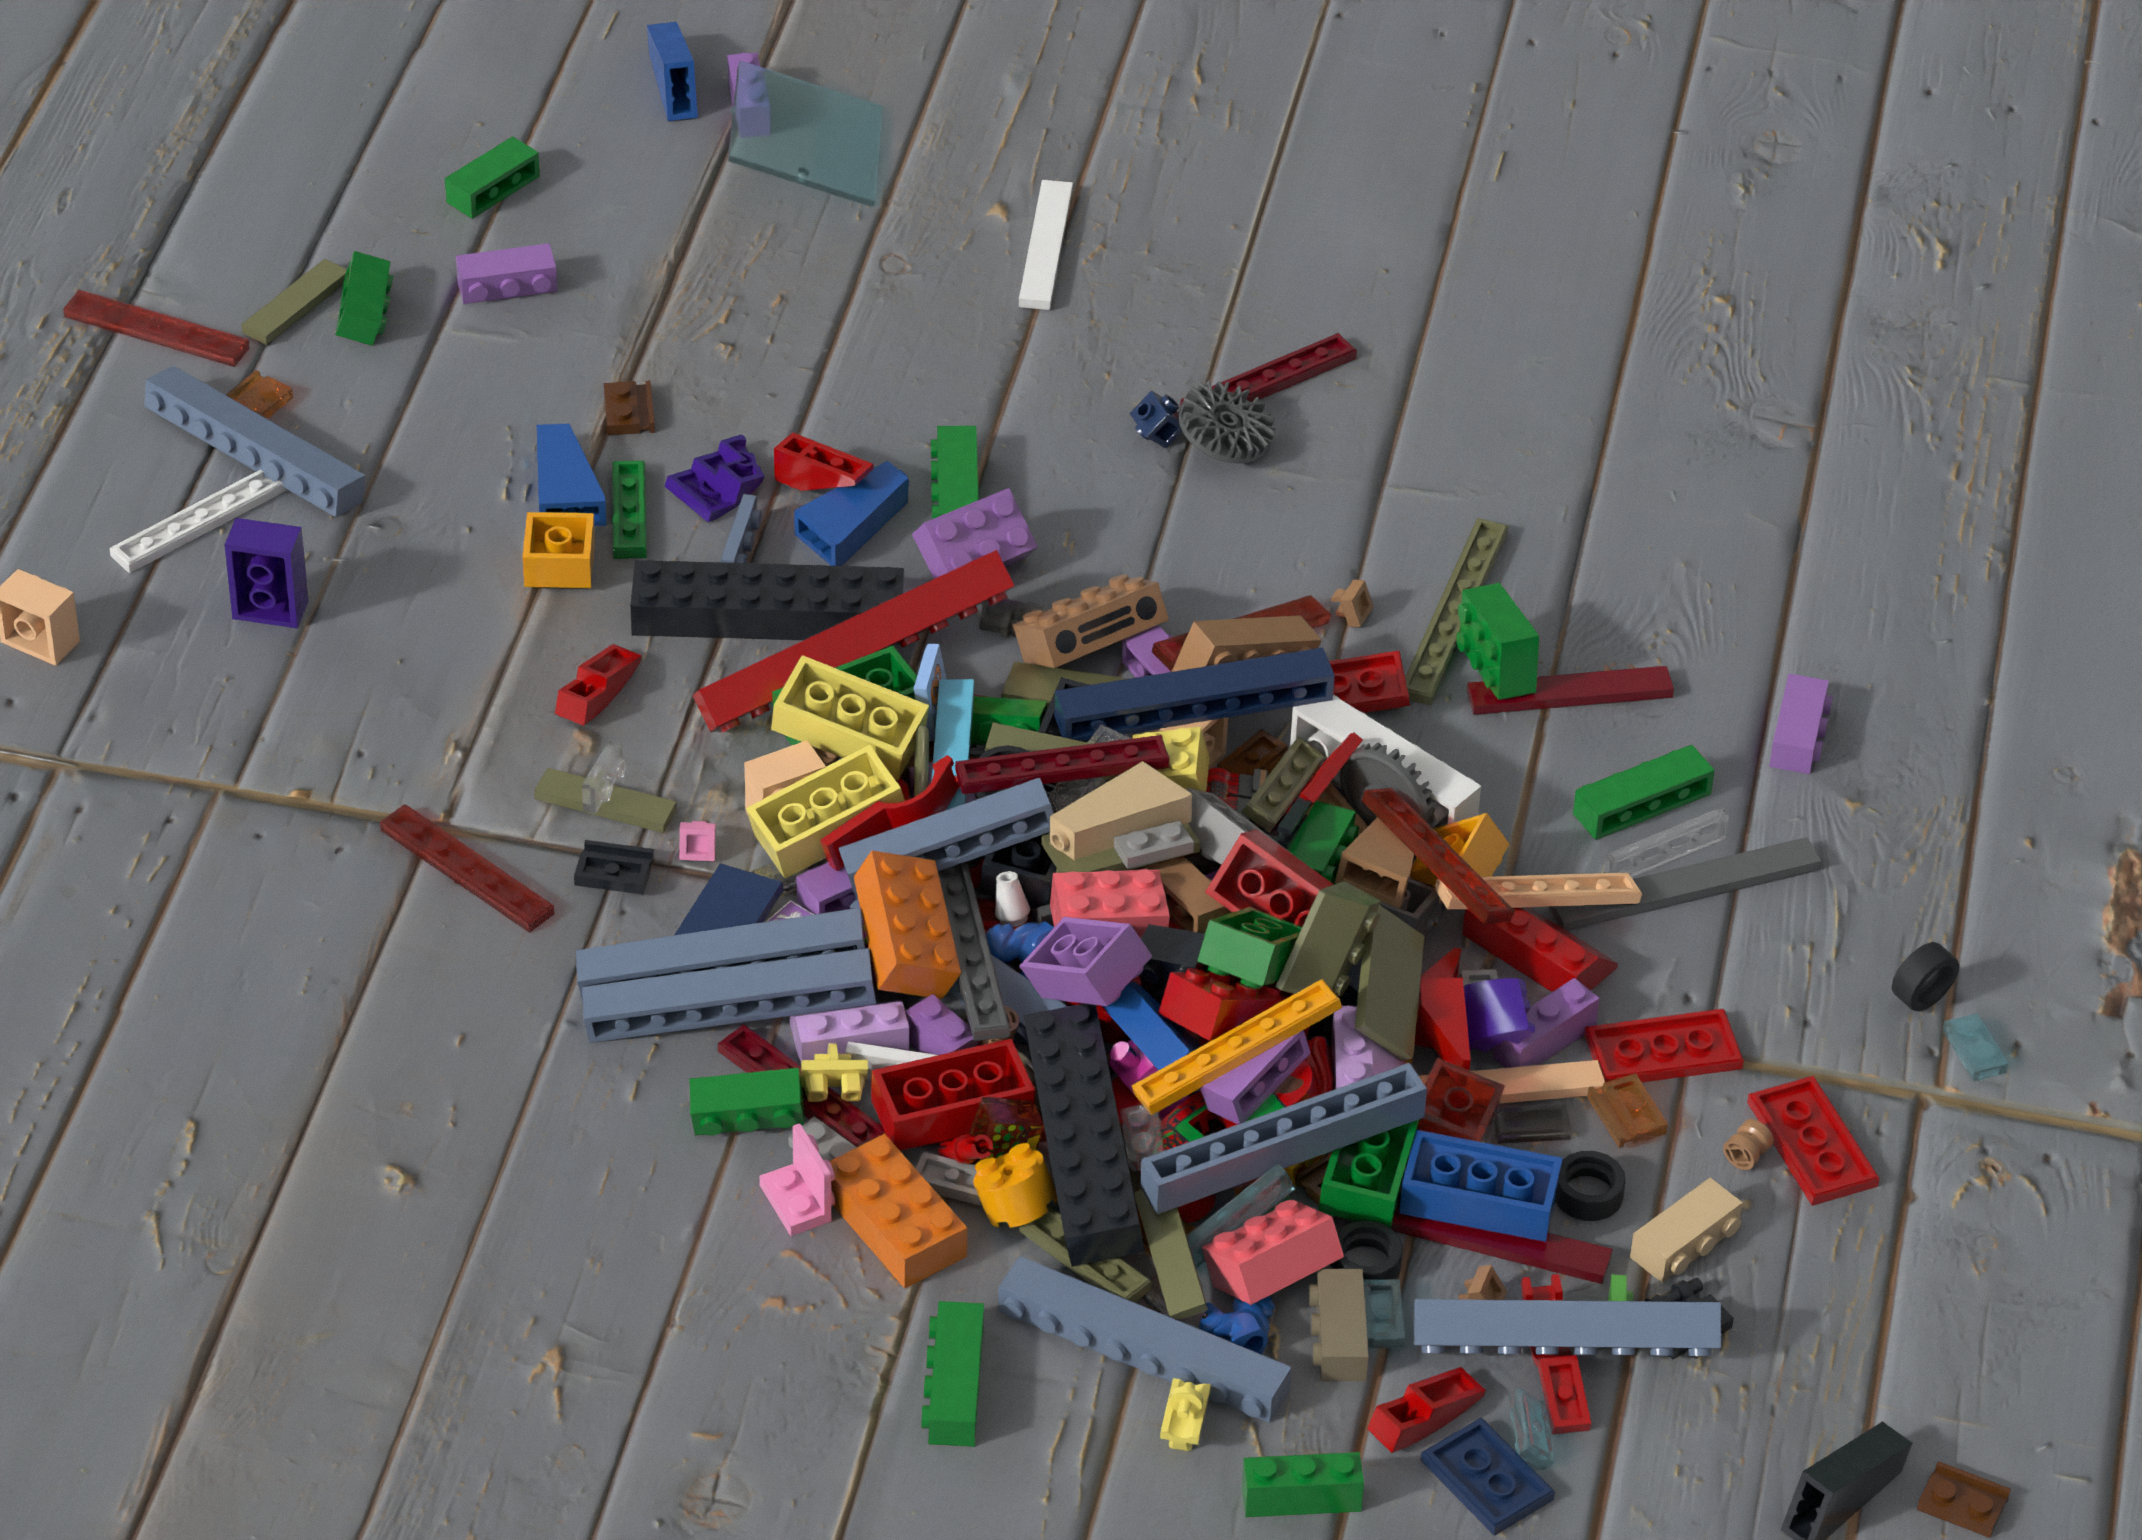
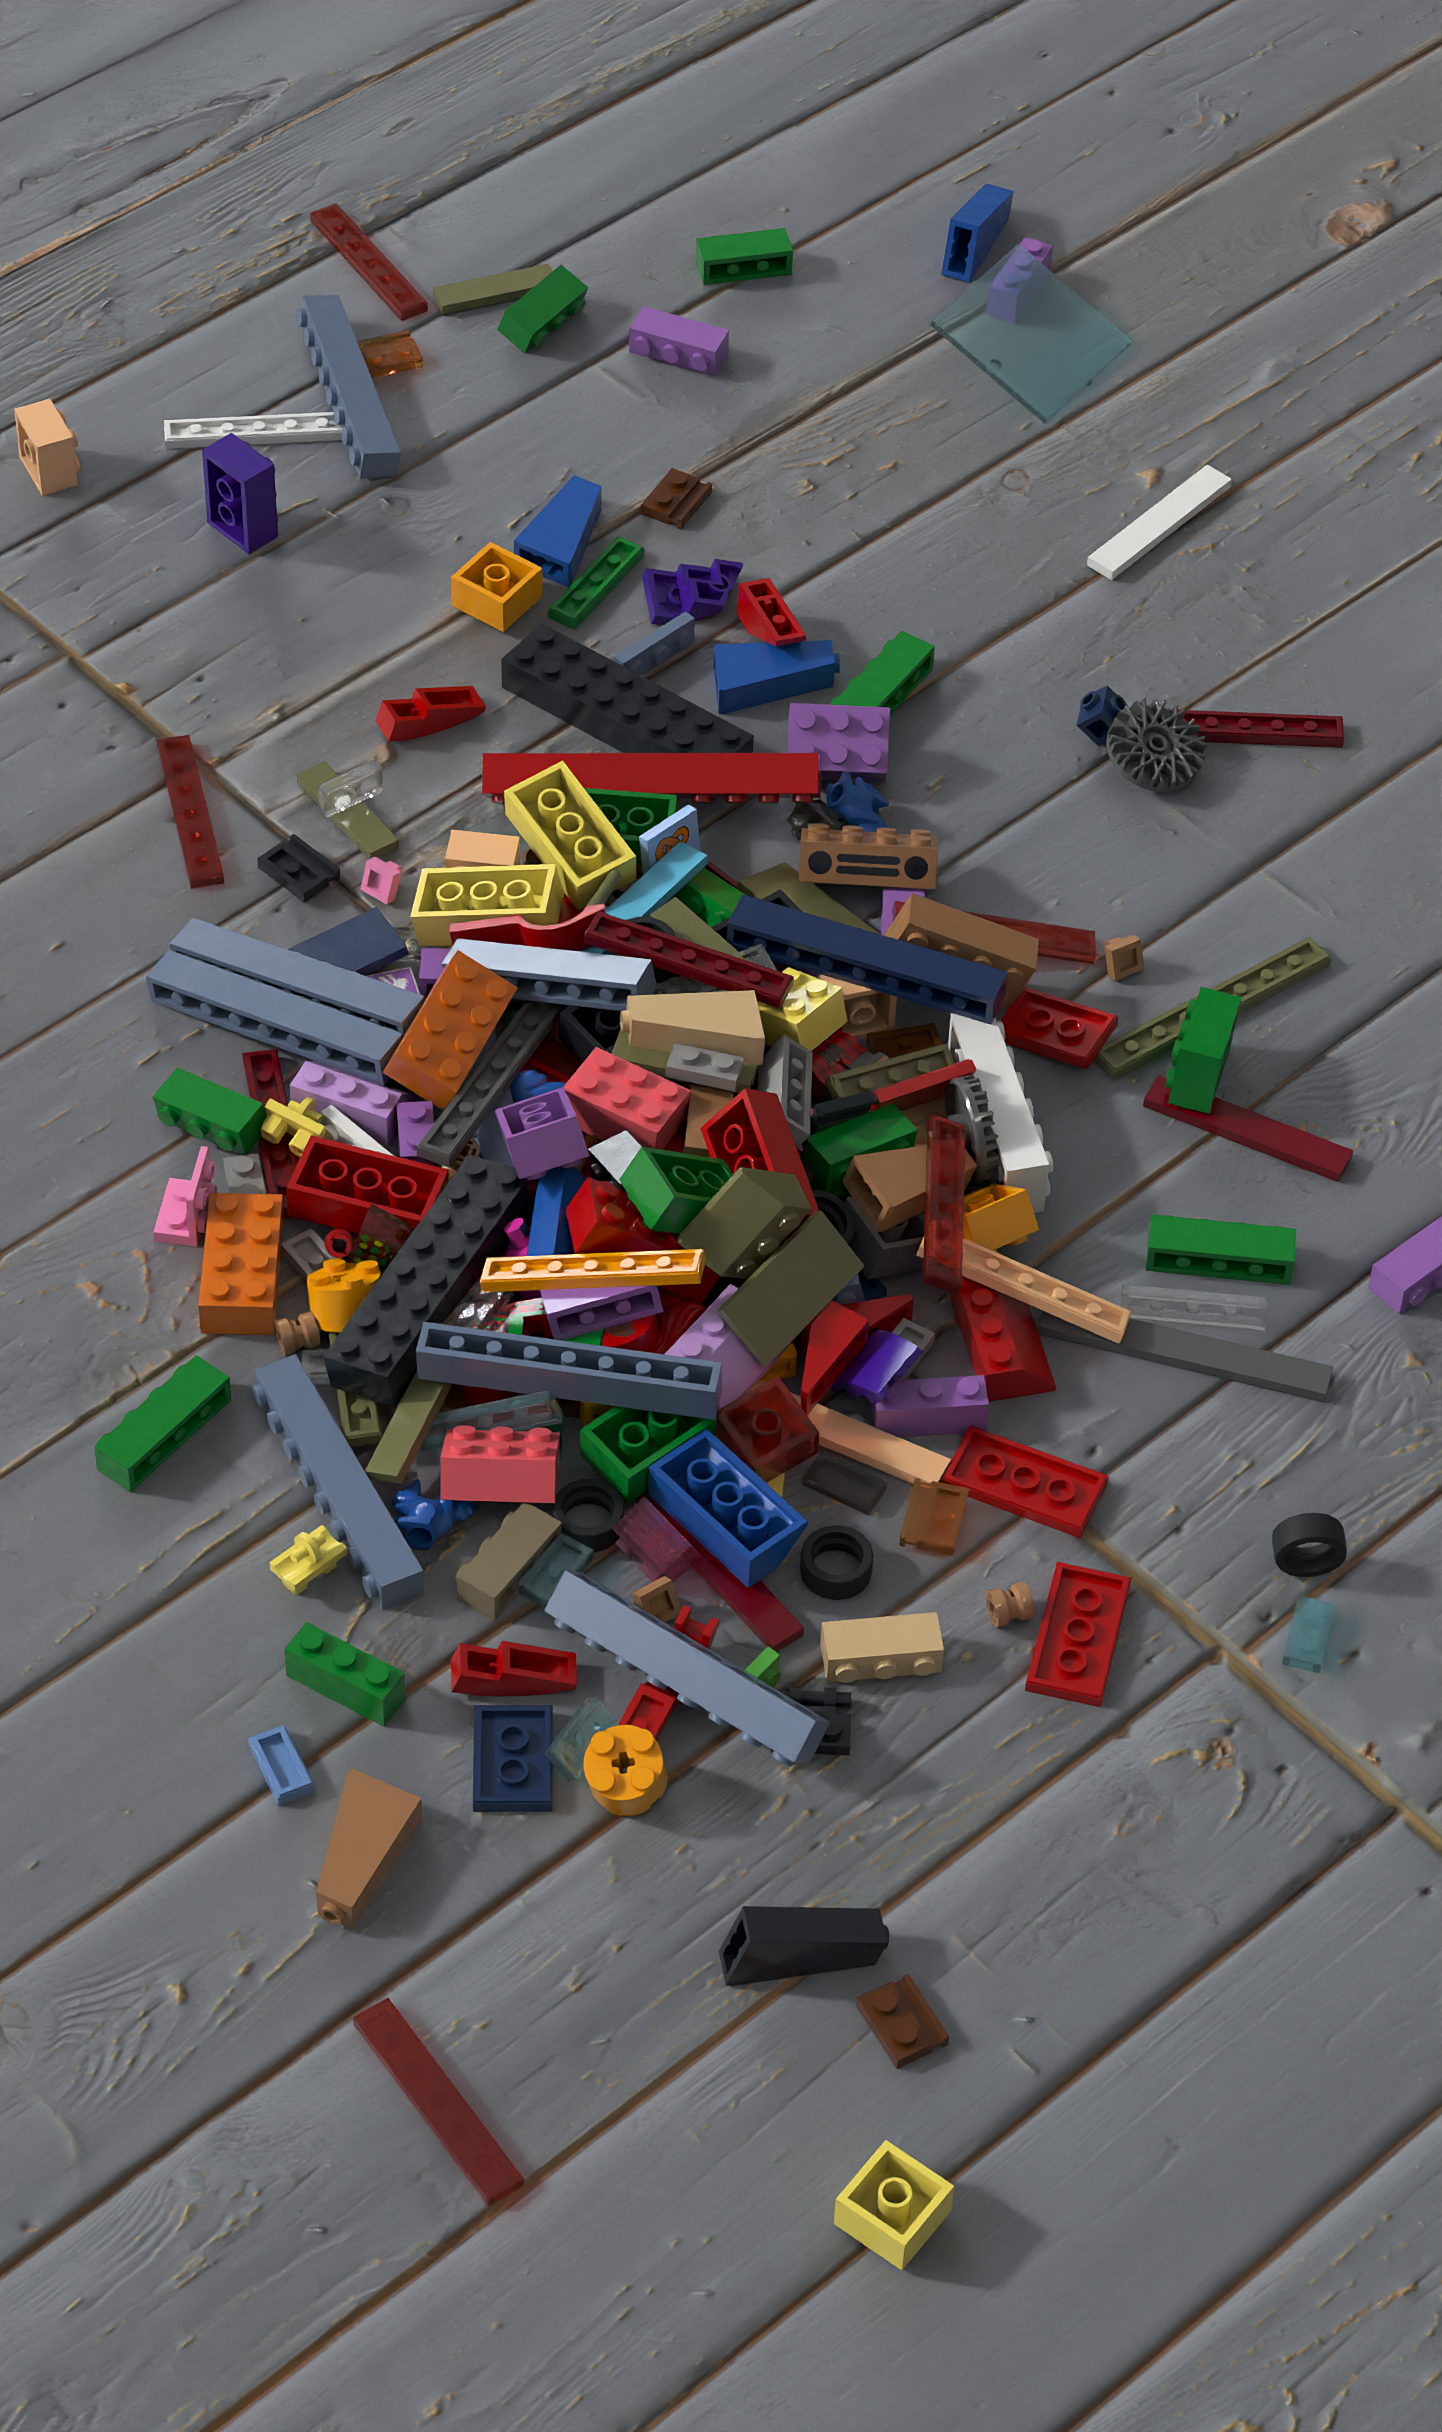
camera: 35 degrees right, 5 degrees up
(990, 1246) = (297, 1333): none -> medium nougat wheel
(1010, 900) = (568, 1054): white cone -> none
(1034, 584) = (856, 802): none -> blue animal
(1443, 1246) = (655, 1542): none -> clear pink brick
(1595, 1429) = (619, 1749): none -> light orange brick

